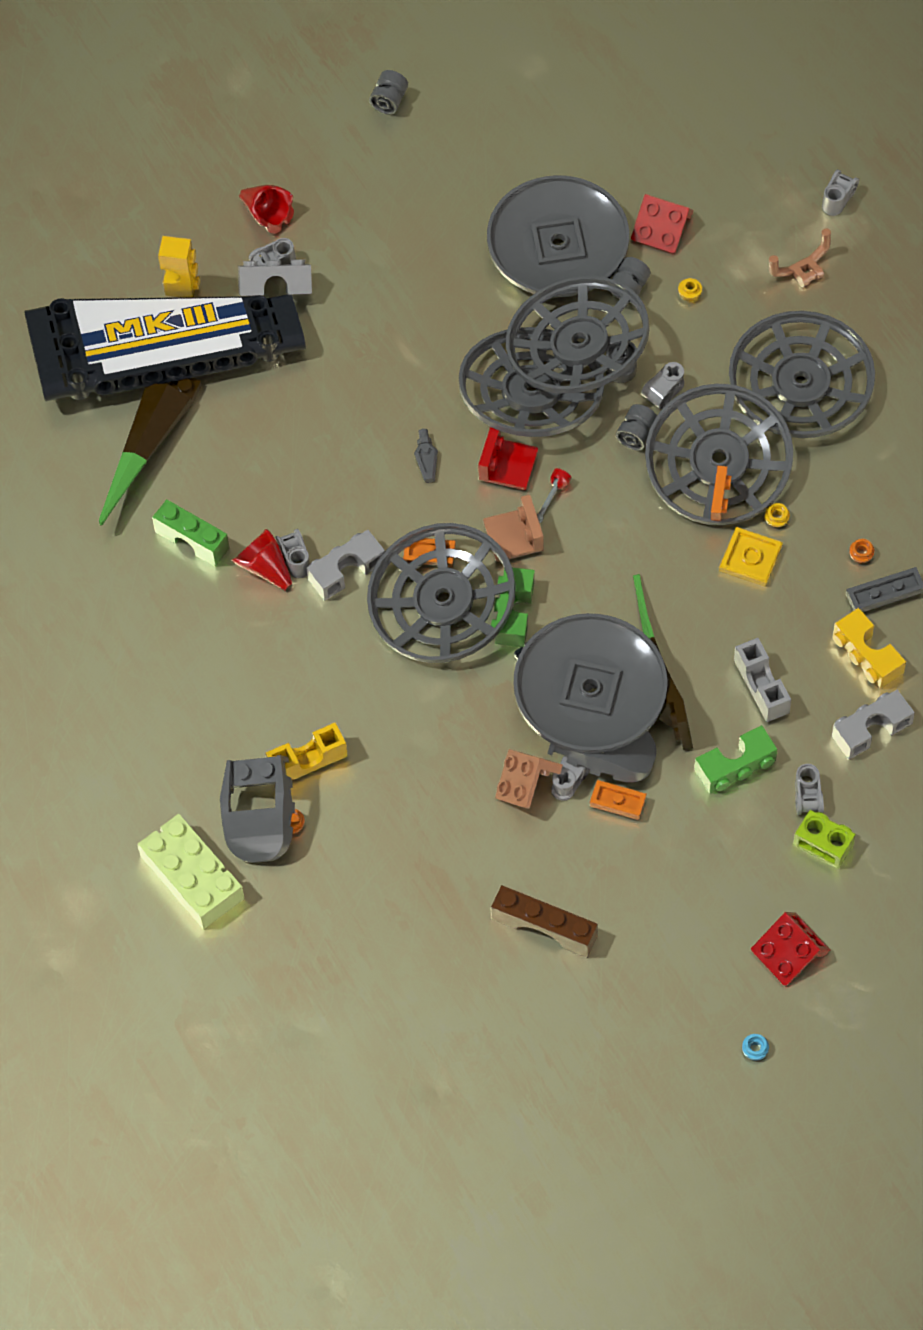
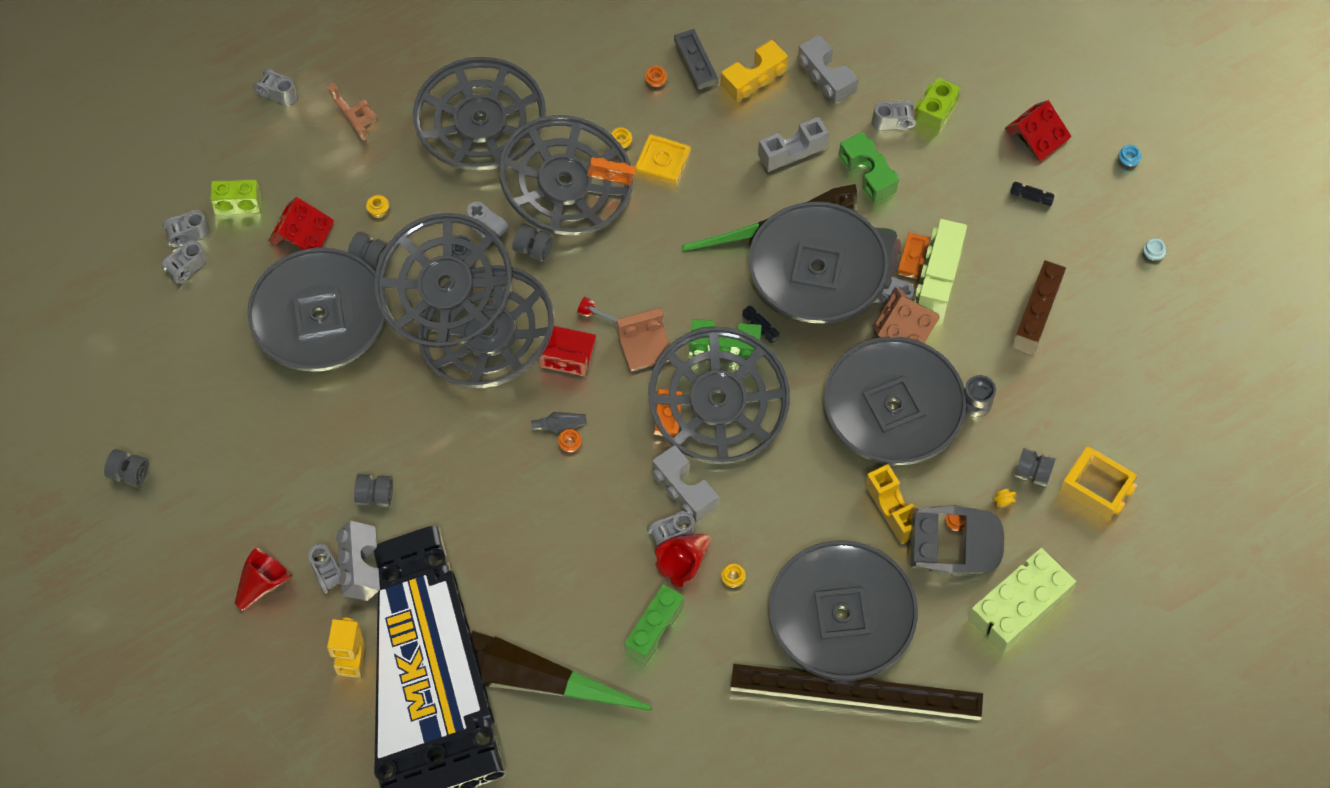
camera: 95 degrees left, 0 degrees up
(106, 714) = (859, 692): none -> dark brown plate
(182, 668) = (847, 578): none -> dark grey dish
(243, 601) = (733, 569): none -> yellow plate
(311, 866) = (1004, 498): none -> yellow plate
(338, 941) = (1088, 498): none -> yellow window
(345, 894) = (1034, 467): none -> dark grey wheel
(353, 292) = (370, 489): none -> dark grey wheel
(403, 458) = (569, 434): none -> orange plate
(423, 731) = (902, 372): none -> dark grey dish
(432, 847) = (979, 395): none -> dark grey wheel
(588, 817) = (941, 266): none -> yellowish green piece
(621, 126) = (184, 262): none -> light grey piece
(623, 1059) = (1154, 249): none -> light aqua plate
(661, 124) = (185, 228): none -> light grey piece
(697, 162) = (236, 197): none -> lime brick
(702, 934) = (1032, 193): none -> black axle

